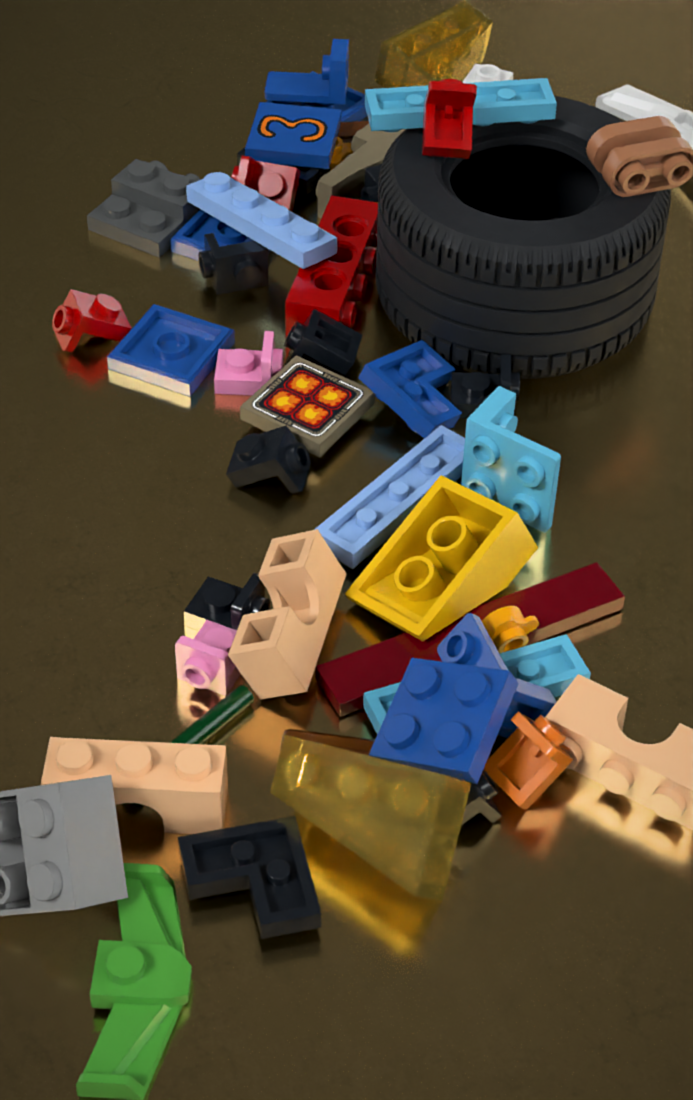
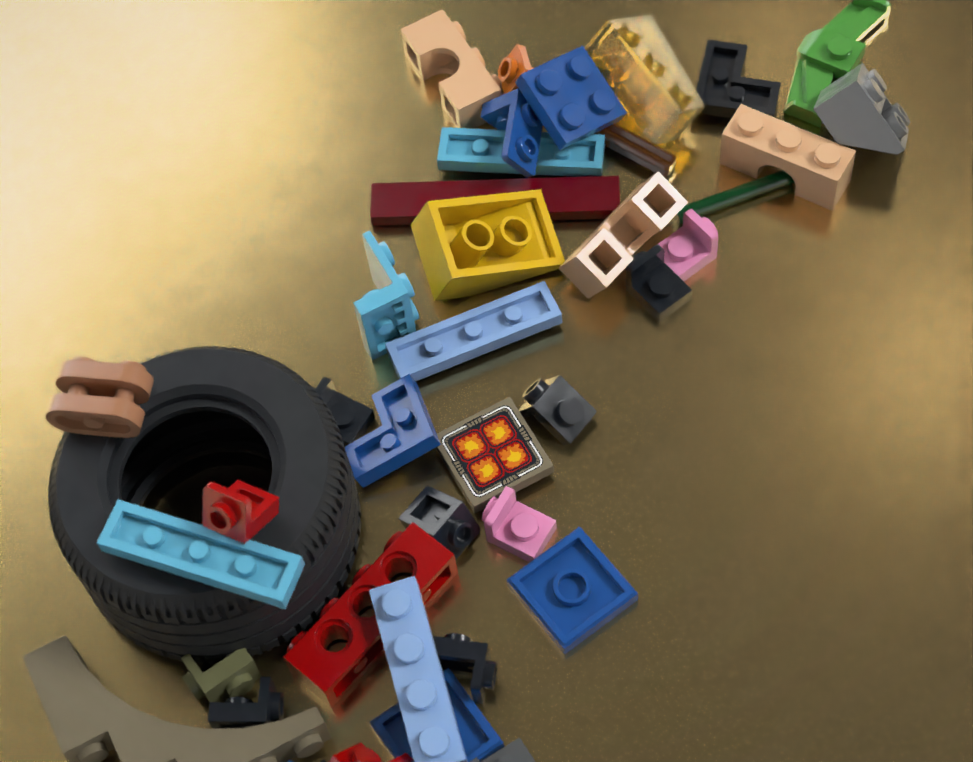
camera: 145 degrees left, 15 degrees up
(90, 315) = (634, 646): red bracket -> none
(509, 628) = (479, 167): light orange plate -> none

